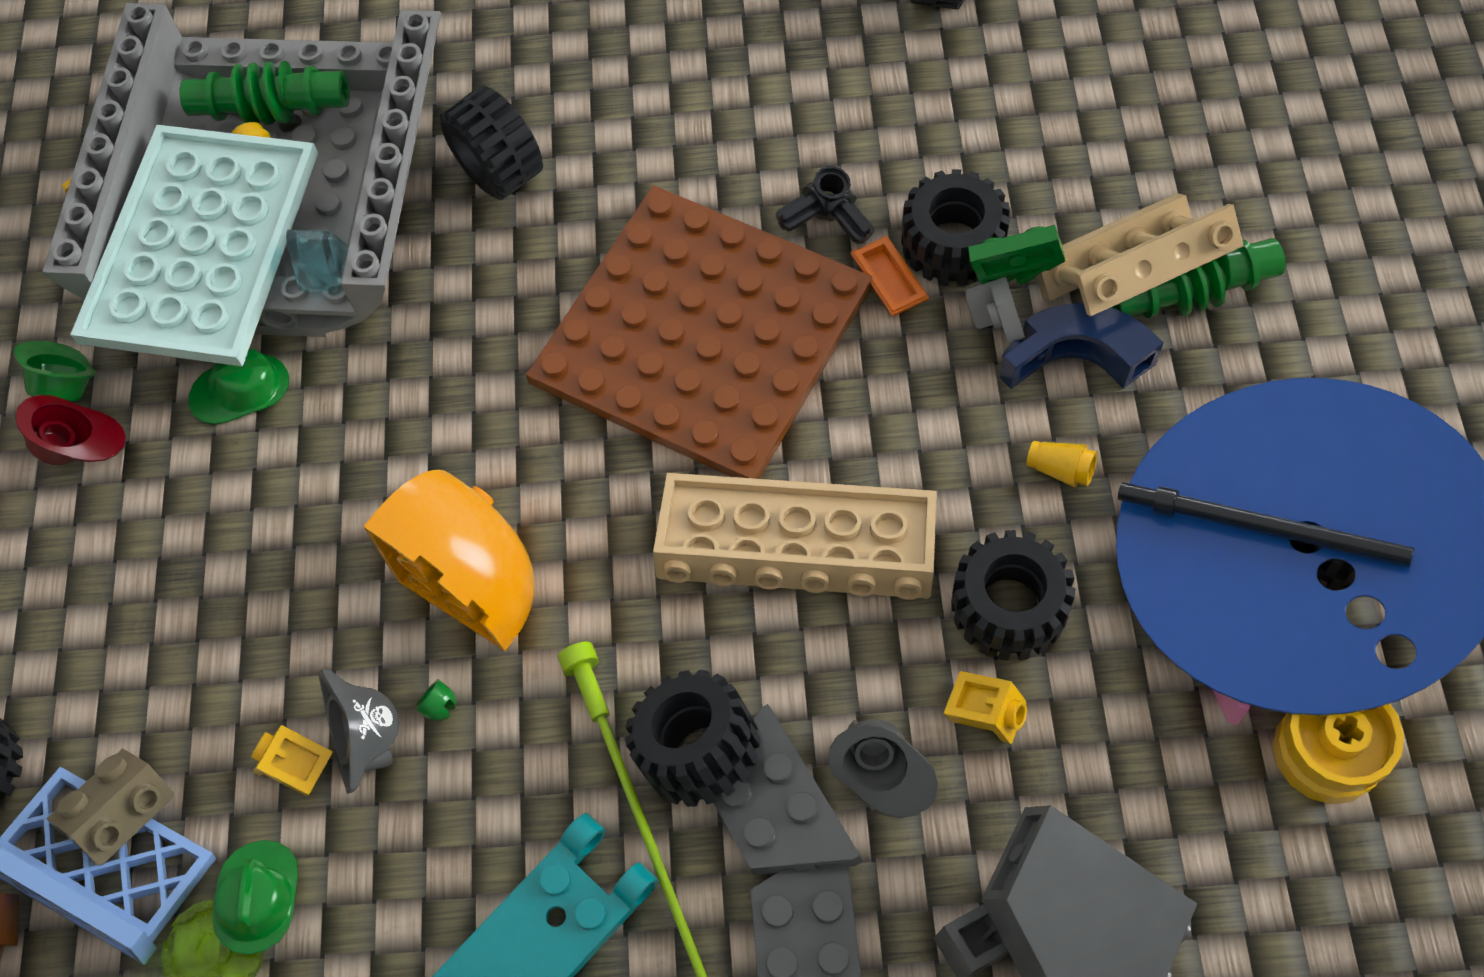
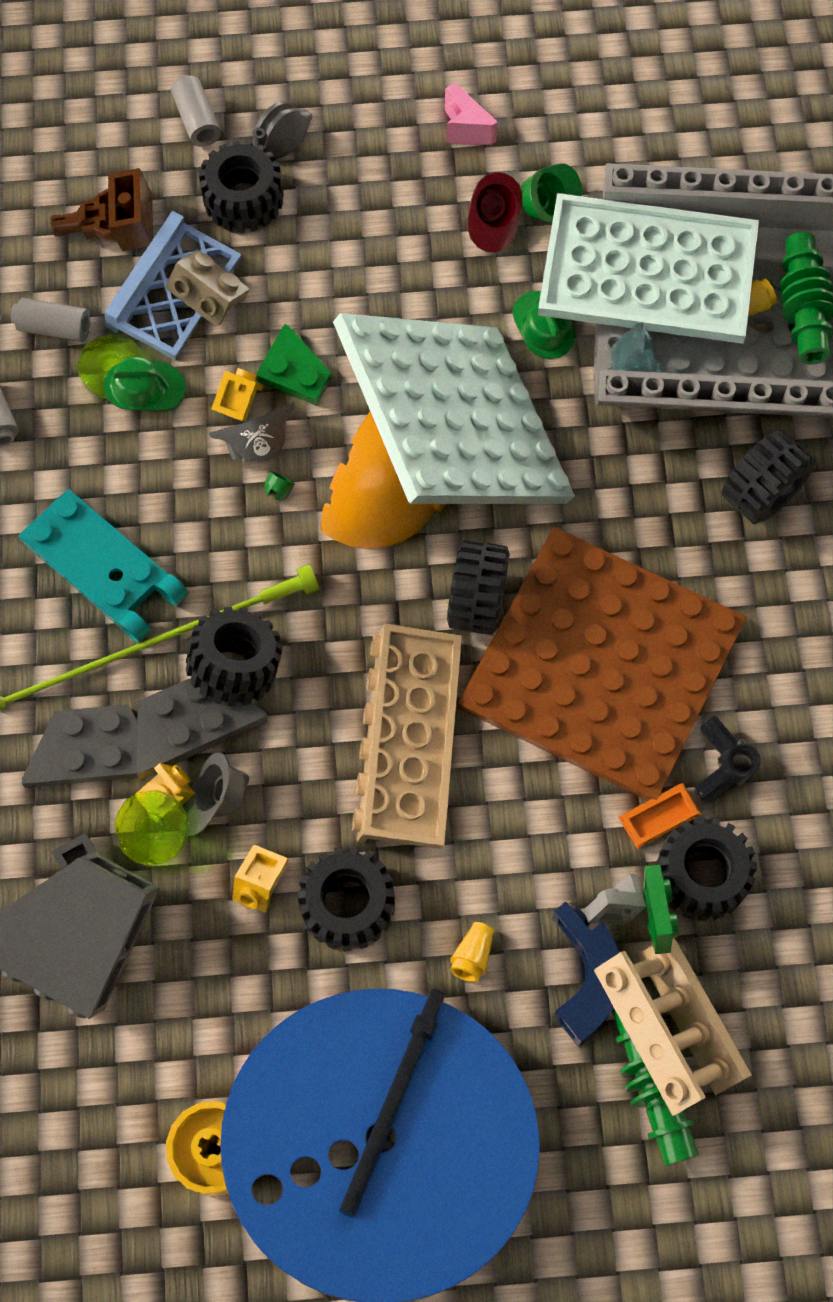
camera: 85 degrees right, 5 degrees up
(257, 688) = (294, 368): none -> green wing
(369, 458) = (452, 412): none -> light aqua plate
(612, 439) = (478, 587): none -> black tyre
(876, 828) = (172, 781): none -> yellow bracket
(927, 842) = (152, 827): none -> clear neon green tile

